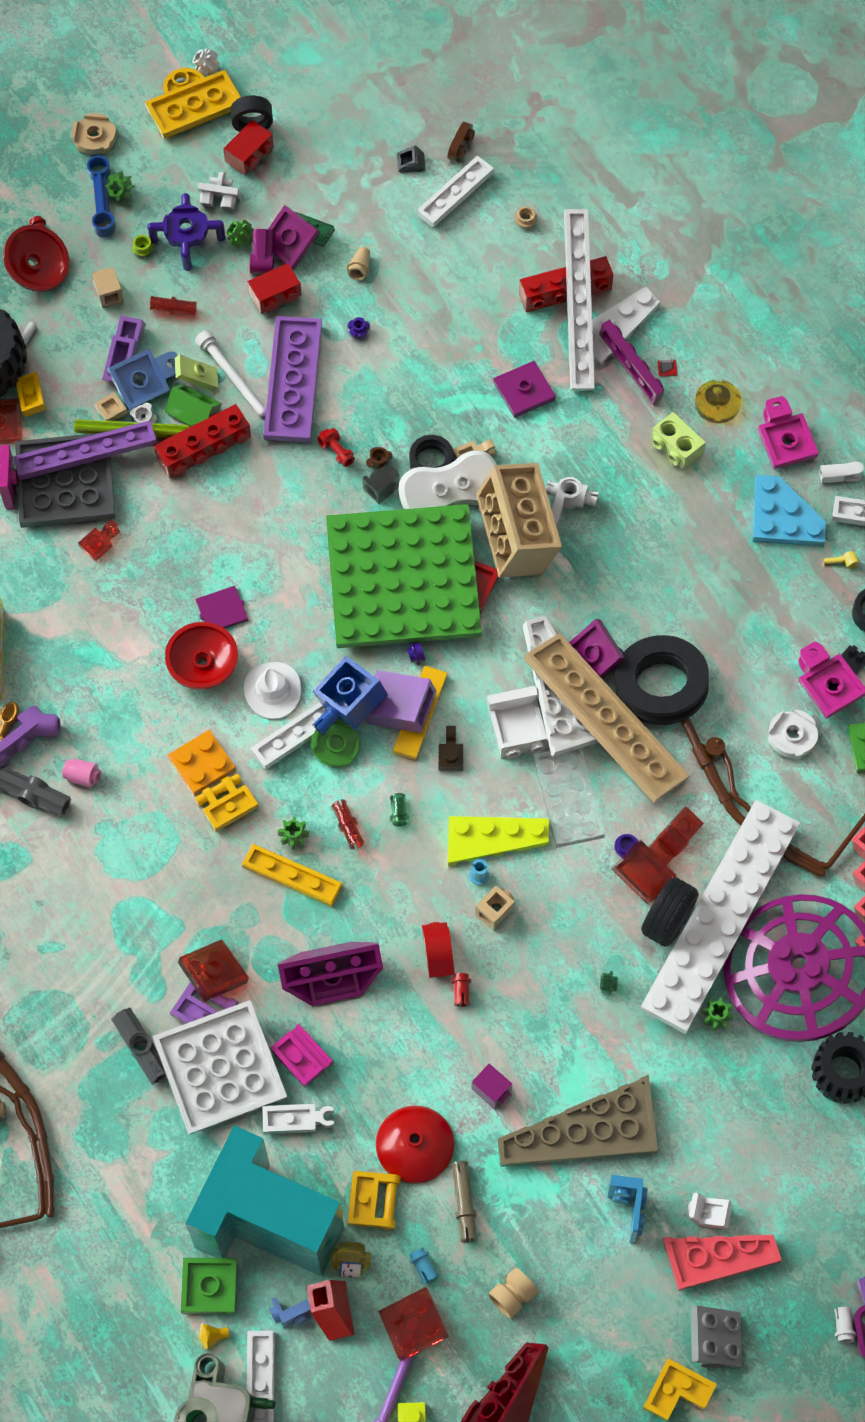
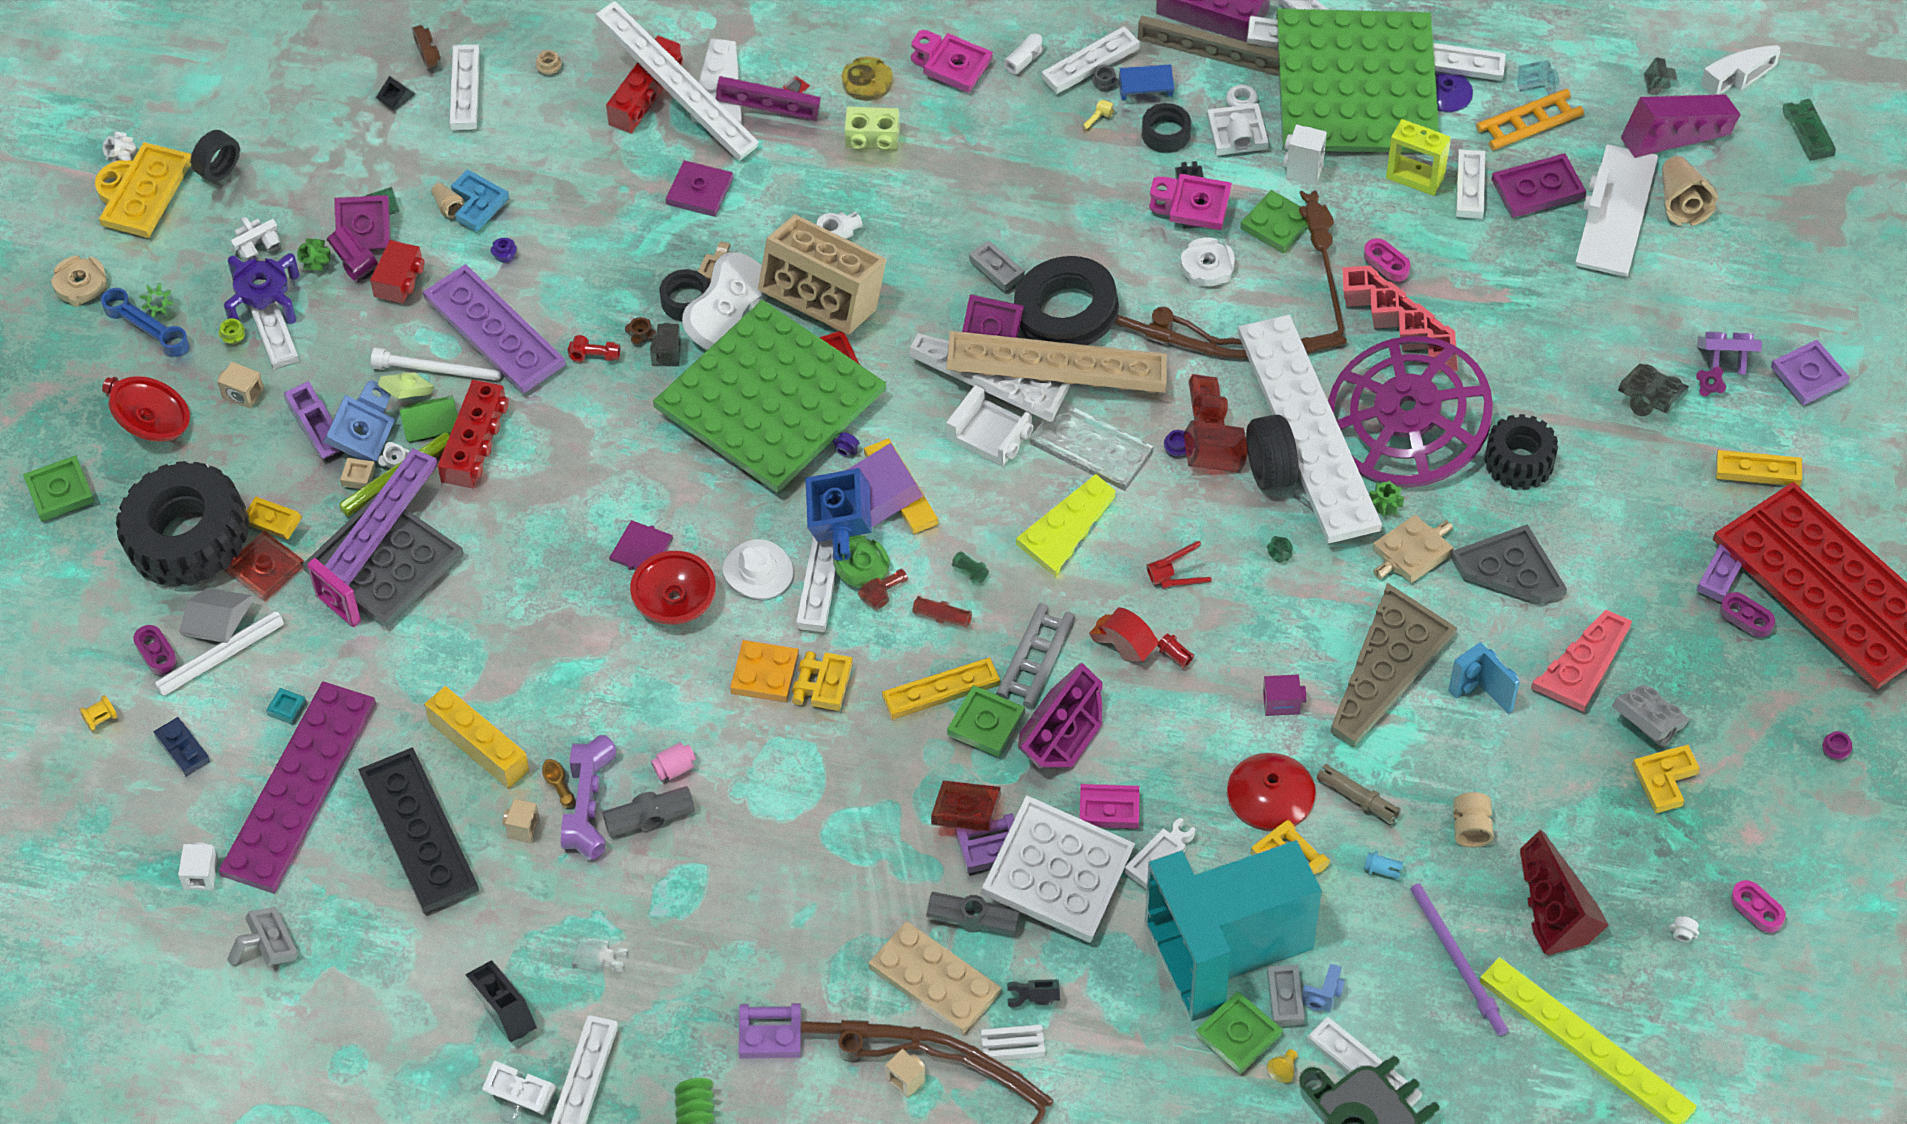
camera: 45 degrees left, 10 degrees down
(57, 1139) = (1011, 1033): none -> white tile
(76, 1065) = (934, 978): none -> tan plate
(98, 543) = (471, 584): clear red plate -> none
(121, 1135) = (1038, 991): none -> black plate
(163, 272) = (275, 336): none -> white tile
(173, 305) = (317, 354): clear red pin -> none
(248, 147) = (241, 184): red brick -> none
(263, 1289) = (1285, 995): none -> light grey plate
(286, 832) = (907, 654): bright green gear -> none
(291, 924) = (986, 721): none -> bright green plate
(322, 772) = (875, 591): none -> clear red bar
(331, 1308) = (1355, 956): red slope -> none
(350, 1259) = (1331, 910): clear yellow head -> none
(380, 284) = (482, 199): none -> dark azure plate
(381, 894) = (1041, 670): none -> light grey bar
(413, 1323) = (1426, 910): clear red plate -> none
(450, 754) = (960, 494): dark brown plate -> none
(479, 873) = (1089, 557): medium azure pin -> none
(496, 897) = (1132, 570): tan brick -> none
(515, 925) = (1162, 569): none -> red plant
(650, 611) = (996, 265): none -> light grey plate
(697, 1066) = (1412, 549): none -> tan plate
(709, 1211) = (1544, 635): white bracket -> none
(747, 1141) = (1511, 564): none -> dark grey plate
(784, 515) = (1015, 119): medium azure plate -> none
(844, 1325) = (1724, 625): white pin -> none

